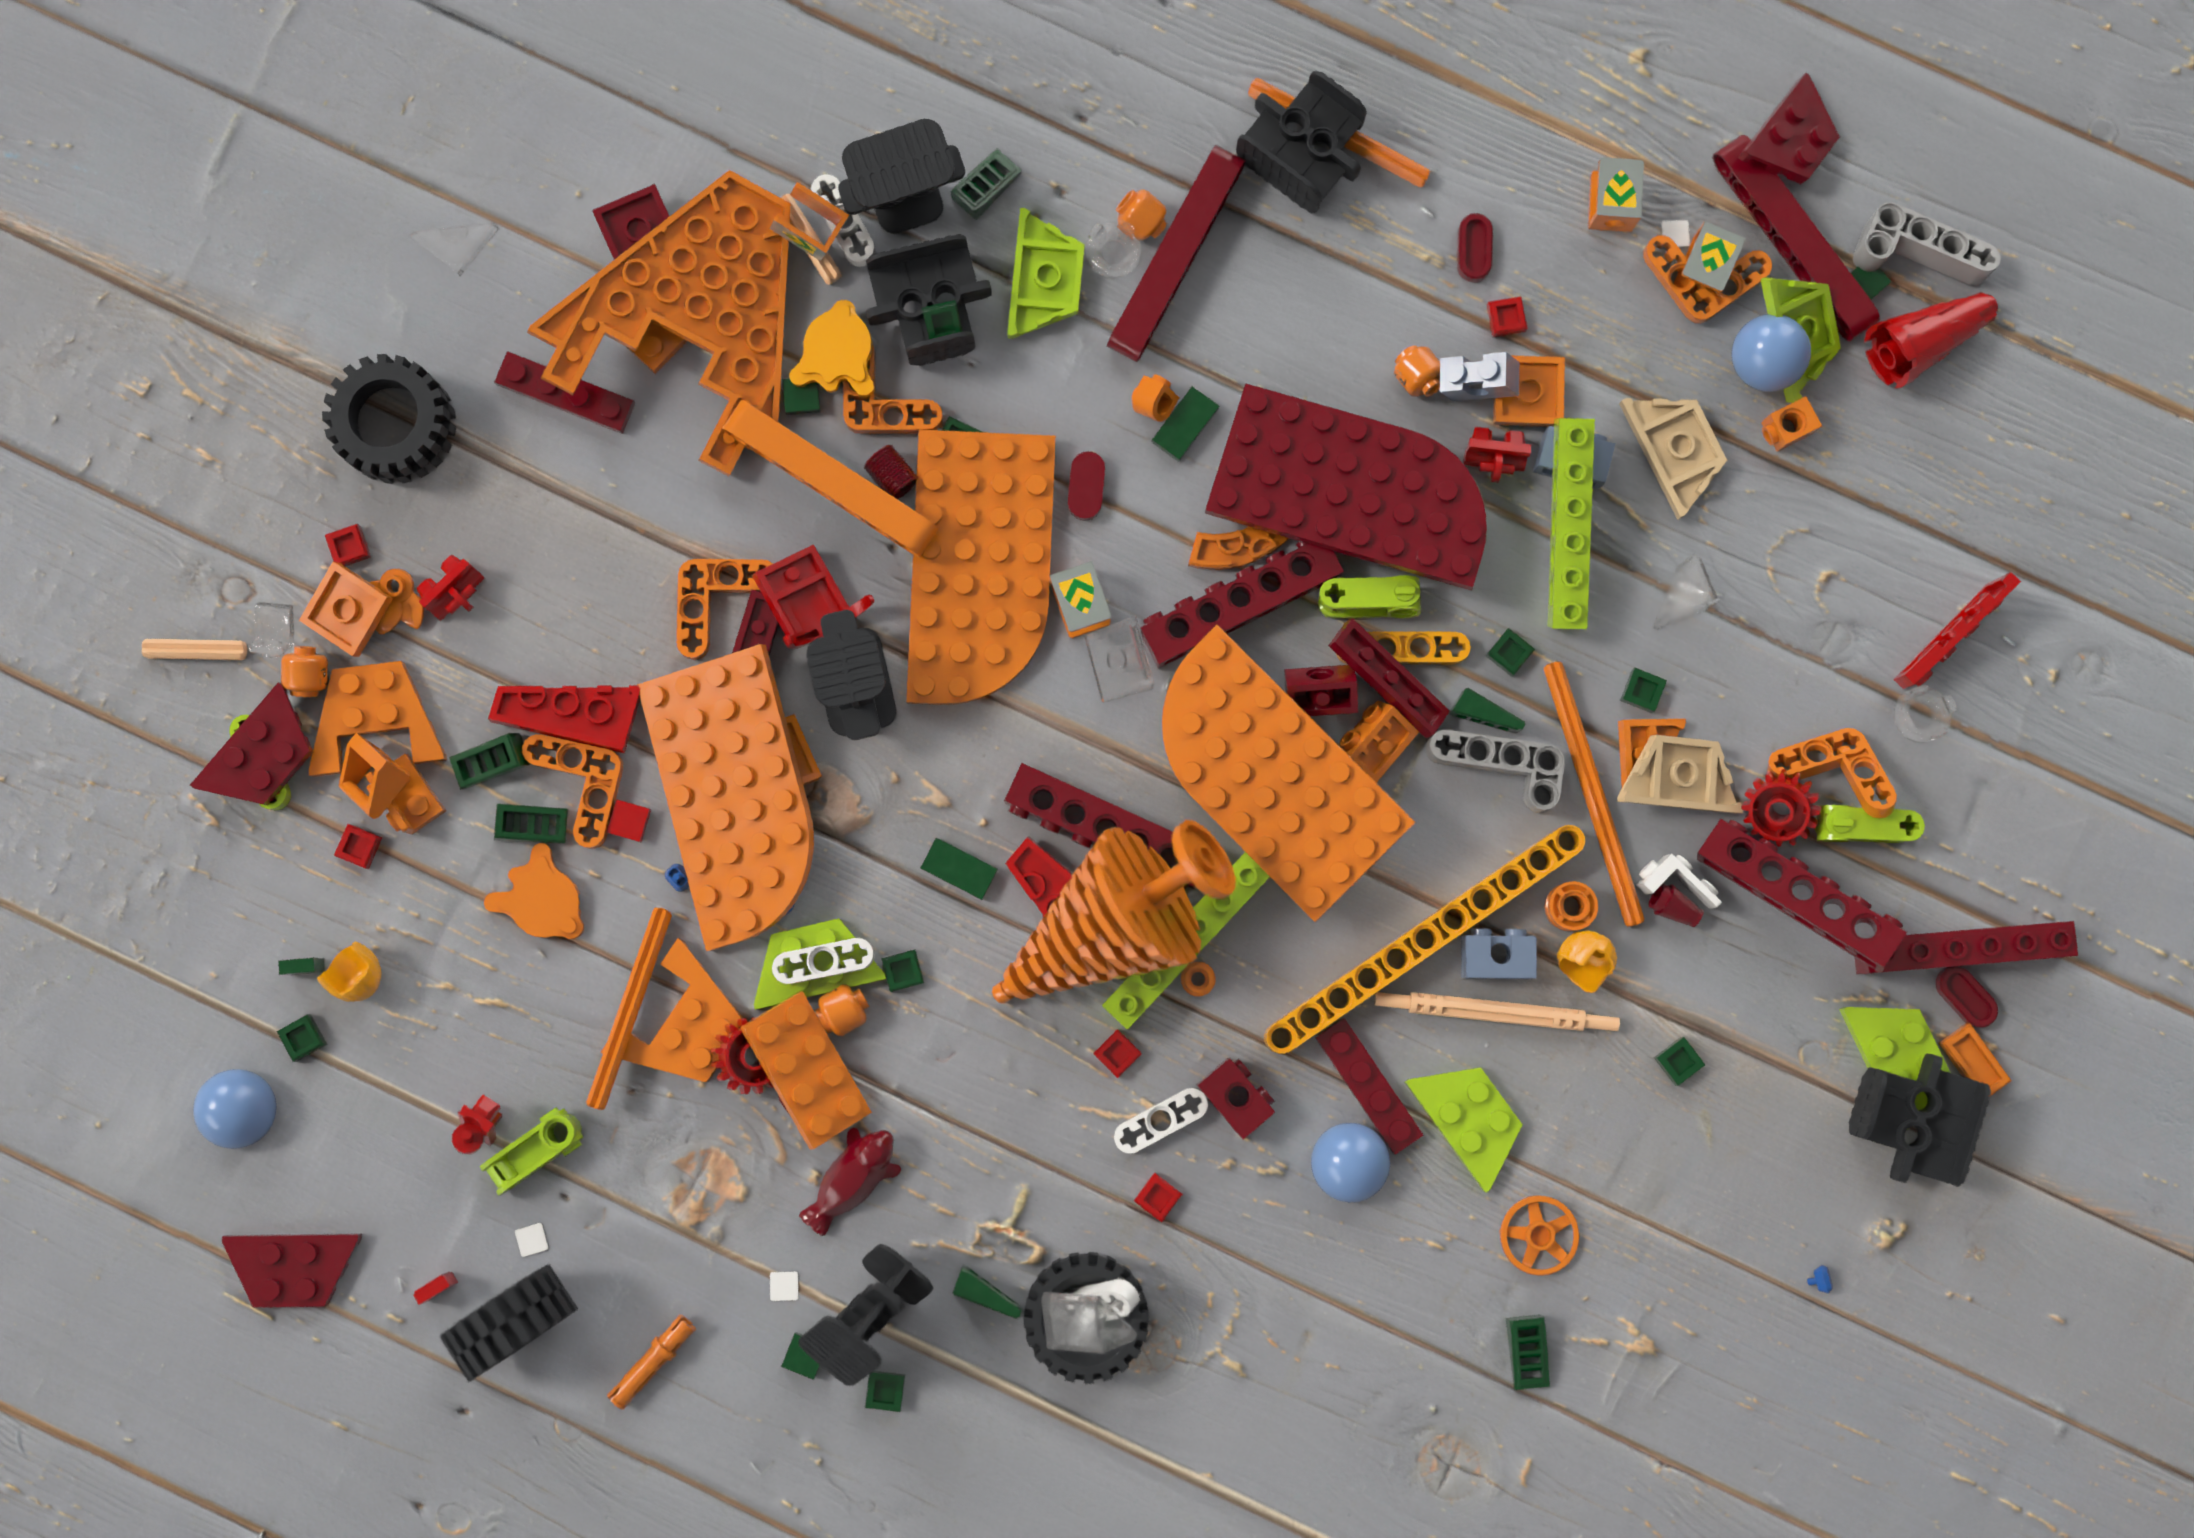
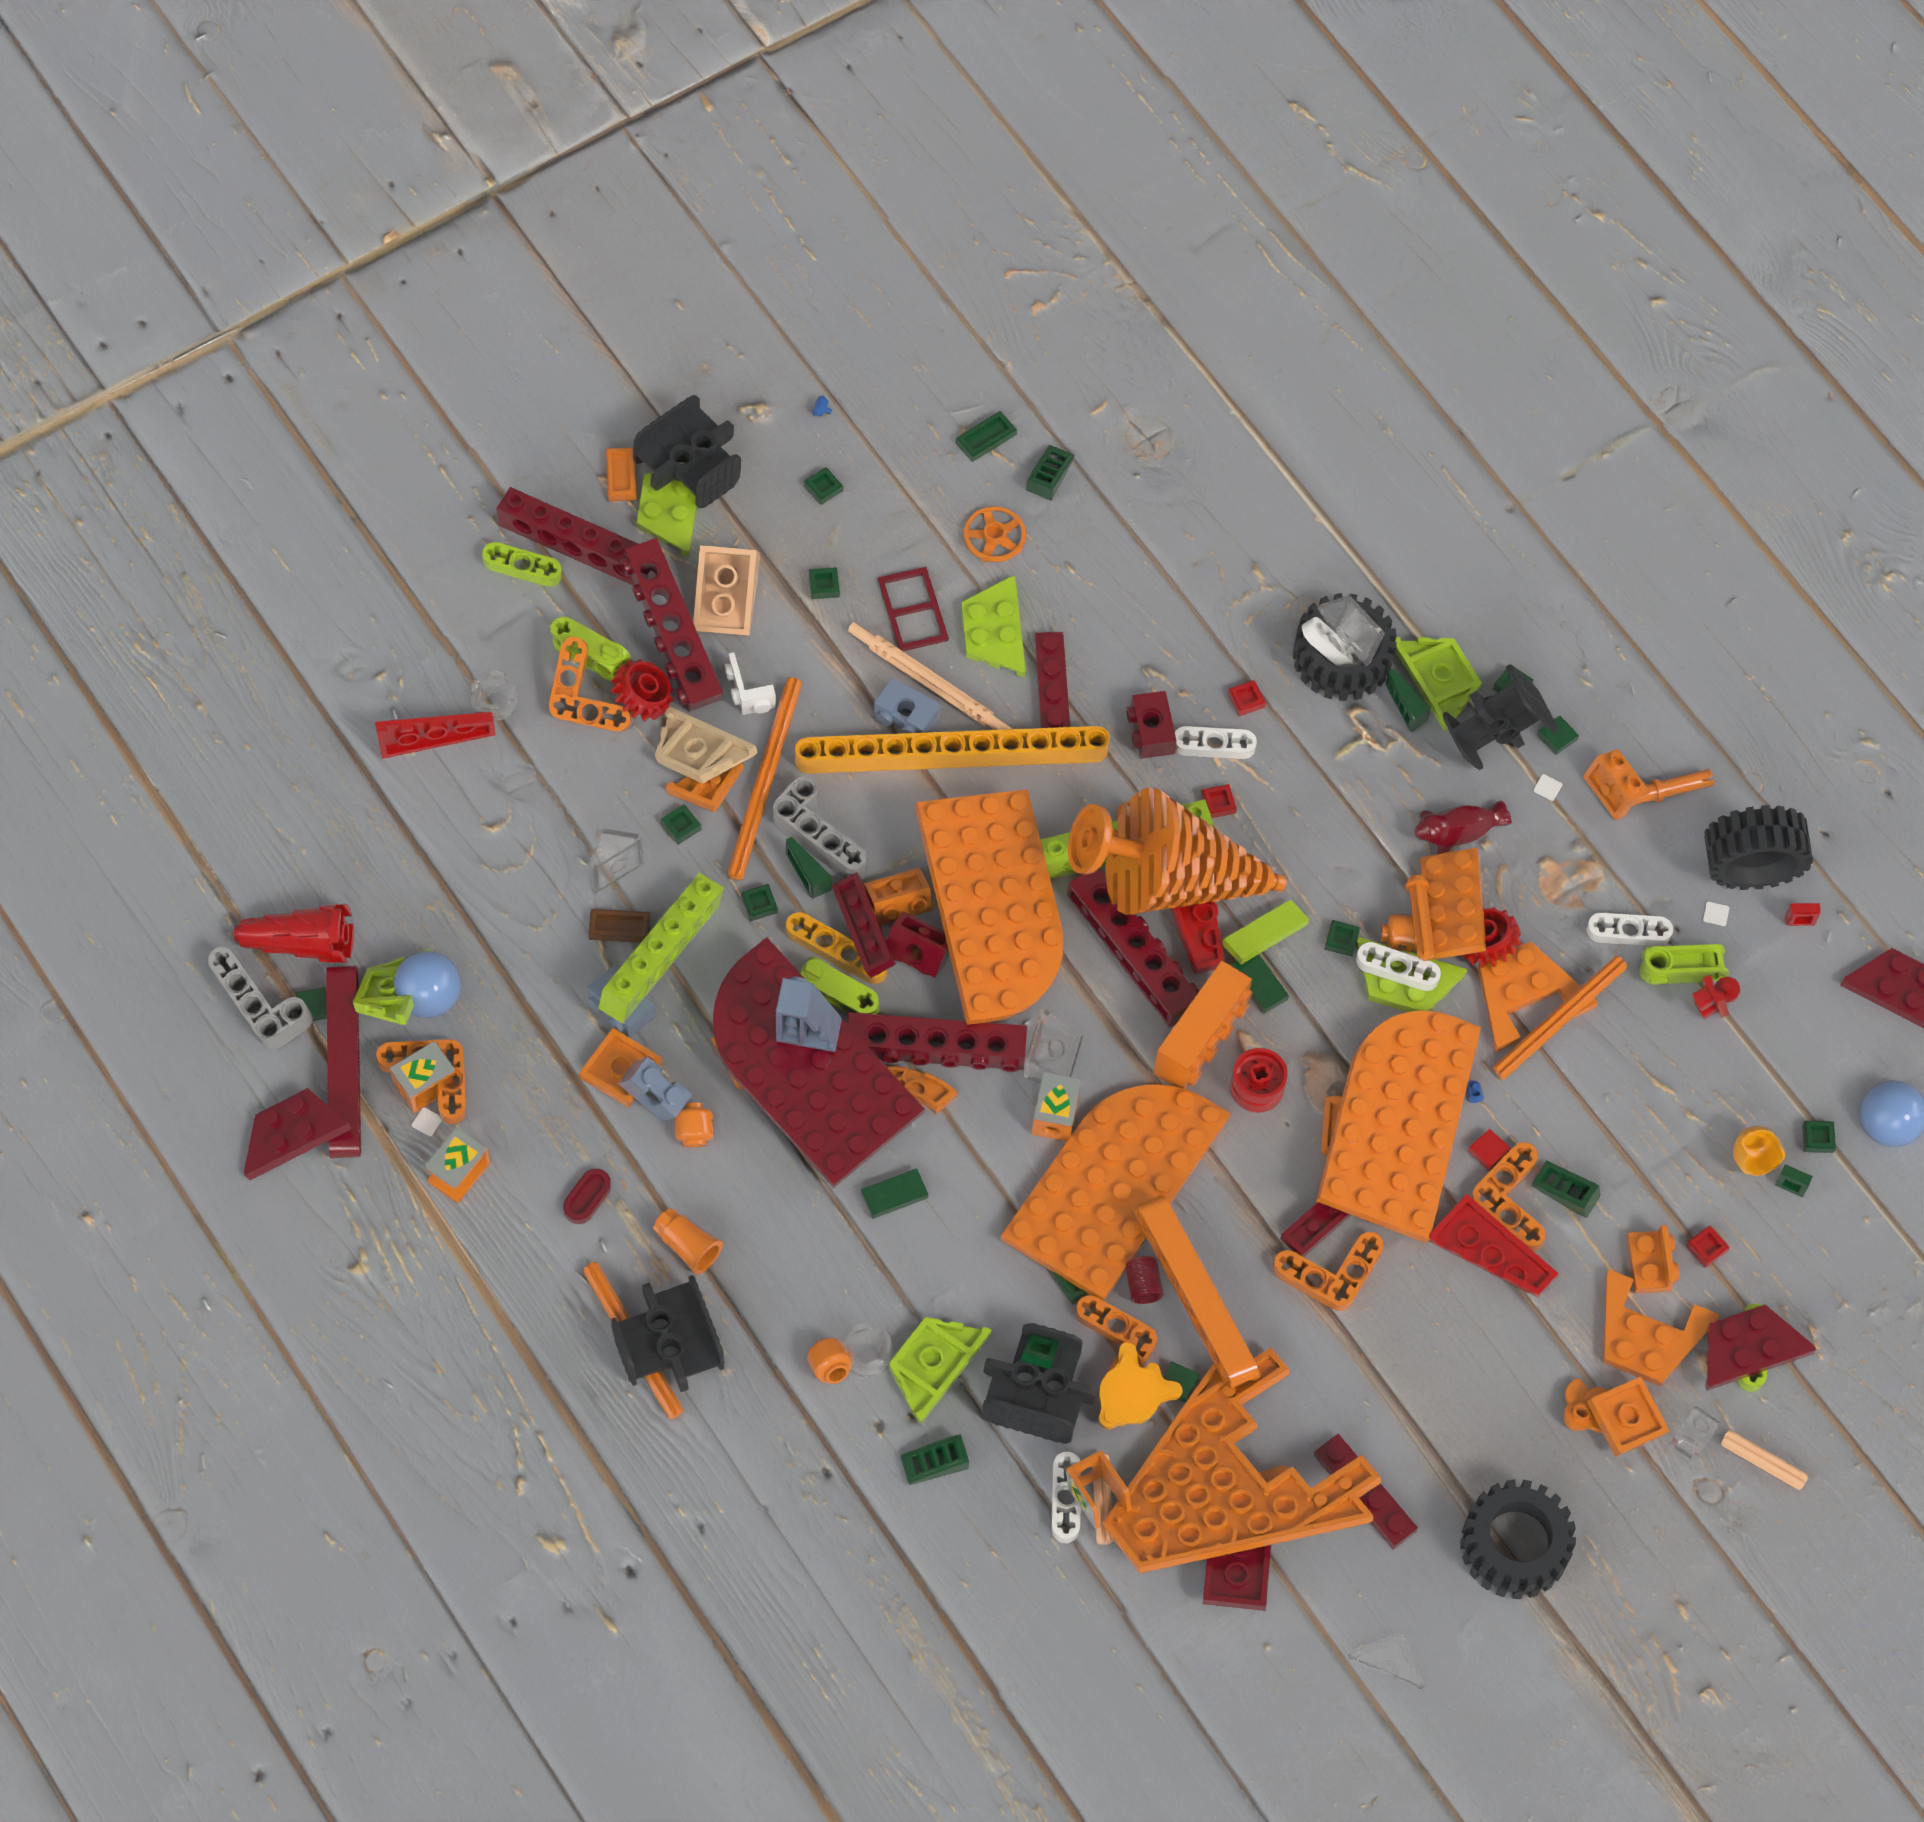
camera: 150 degrees left, 20 degrees down
(304, 672) = (1684, 1388): orange head -> none
(348, 545) = (1602, 1471): red tile -> none
(387, 777) = (1658, 1280): orange tile -> none
(452, 589) = (1551, 1387): red hips -> none
(509, 753) = (1559, 1256): dark green slope -> none
(542, 898) = (1586, 1132): orange tile -> none
(592, 1182) = (1609, 919): none -> white beam
(708, 1327) = (1615, 783): none -> orange bracket
(801, 593) = (1264, 1223): red piece -> none
(827, 1026) = (1417, 888): none -> orange axle
(851, 677) = (1263, 1142): black piece -> none
(900, 175) = (1007, 1473): black piece -> none
(910, 762) = (1258, 1080): none -> red wheel
(968, 1351) = (1439, 674): none -> lime wing
(982, 768) = (1203, 1026): none -> orange brick
(982, 925) = (1265, 931): none -> lime tile
(1086, 485) = (998, 1191): dark red tile -> none
(1154, 398) = (908, 1219): orange plate -> none
(1176, 253) = (820, 1318): dark red beam -> none
(1350, 252) = (688, 1240): none -> orange plant
(1350, 1162) = (1097, 644): medium blue piece -> none
(1378, 501) = (806, 1016): none -> sand blue wedge
(1497, 456) = (663, 1031): red hips -> none
(1506, 316) = (598, 1132): red tile -> none
(1586, 1070) = (933, 604): none -> dark red window
(1587, 906) = (837, 702): orange wheel -> none
(1587, 959) = (845, 673): light orange hair -> none
(1623, 1355) = (986, 436): none -> dark green tile
(1630, 543) = (618, 925): none -> reddish brown tile
(1674, 905) = (758, 673): dark red cone -> none
(1676, 446) = (539, 967): tan wing -> none
(1756, 1181) = (823, 486): none -> dark green tile
(1775, 985) = (726, 590): none -> light nougat slope
(1802, 417) = (441, 924): orange brick -> none
(1966, 996) = (597, 508): dark red tile -> none
(2015, 894) = (544, 563): none -> lime beam

